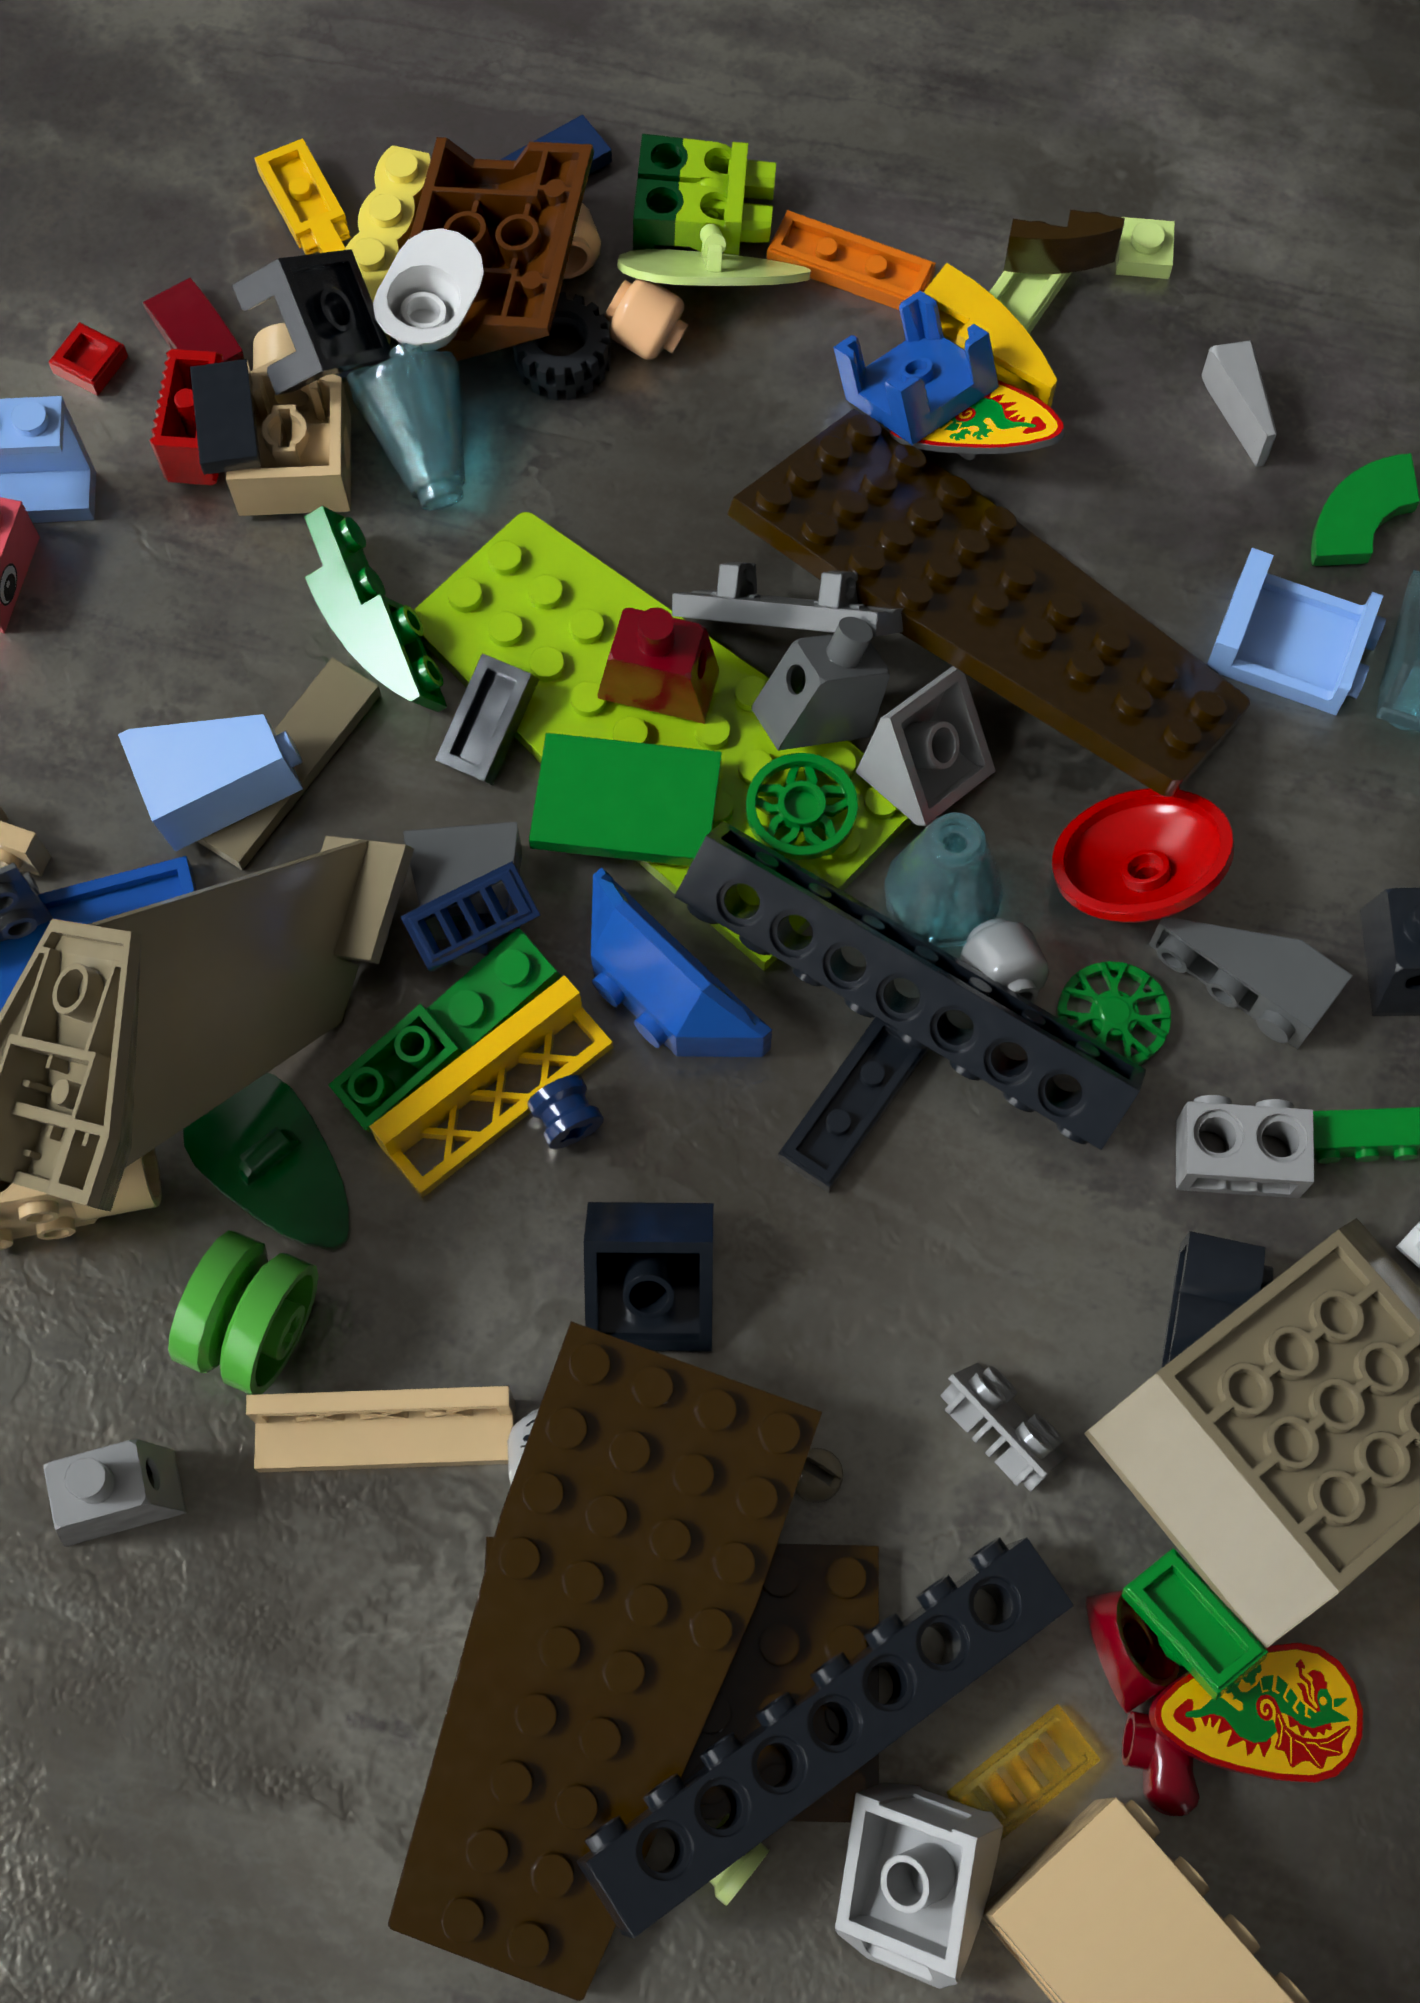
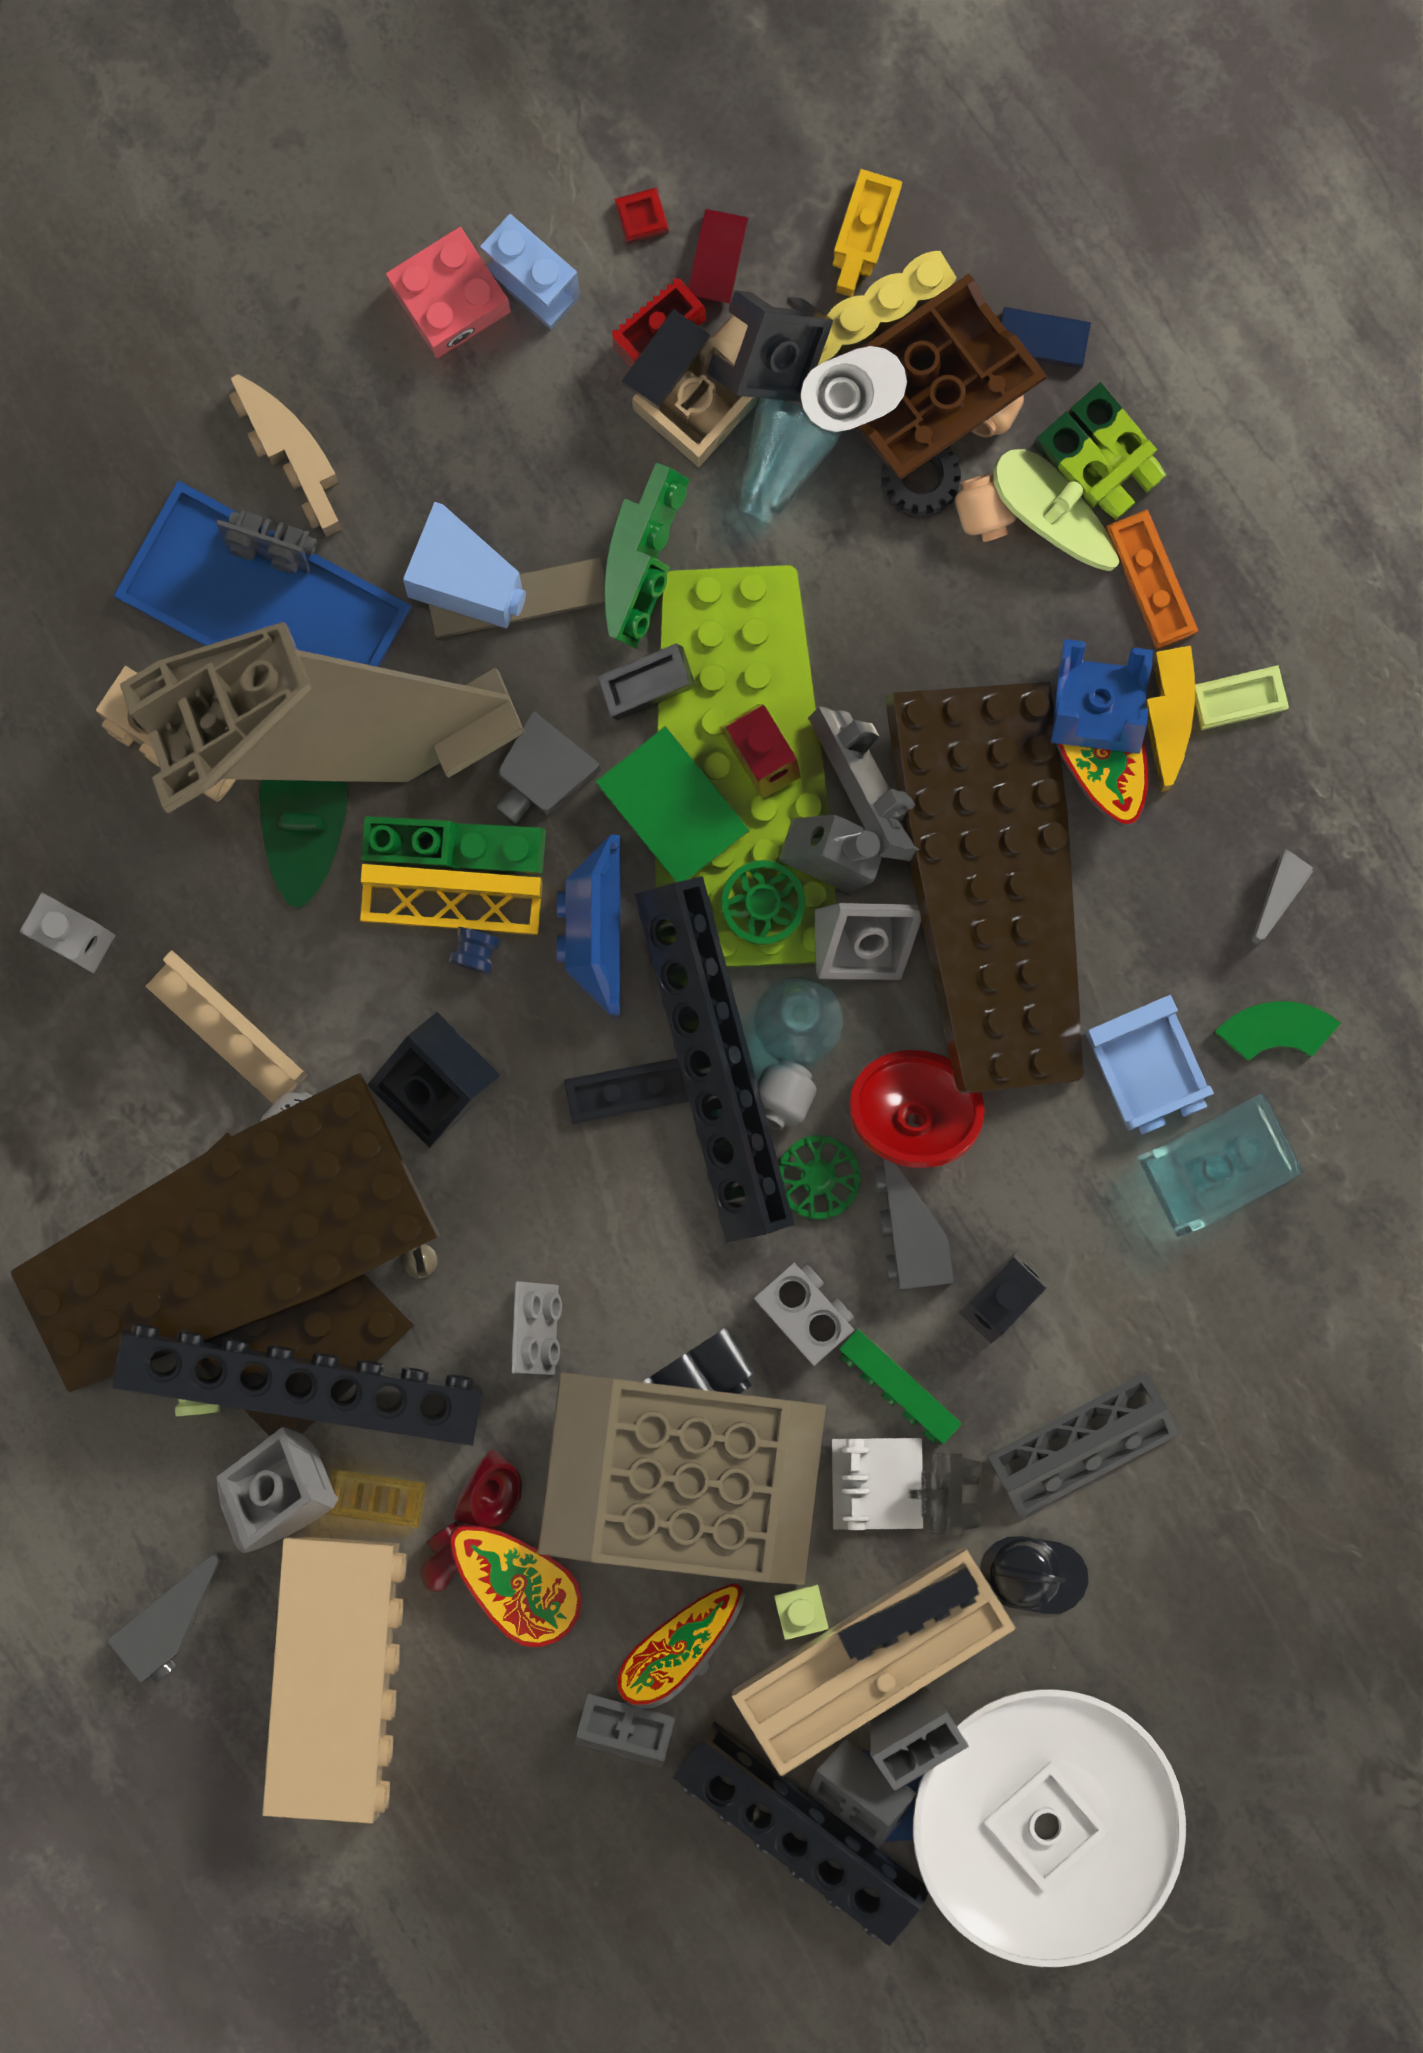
camera: 45 degrees right, 15 degrees up
(243, 1312) = (208, 904): bright green wheel -> none
(426, 944) = (480, 803): dark blue slope -> none
(1051, 249) = (1288, 707): dark brown slope -> none
(1146, 248) = (1337, 739): yellowish green plate -> none
(1194, 1624) = (519, 1510): green tile -> none

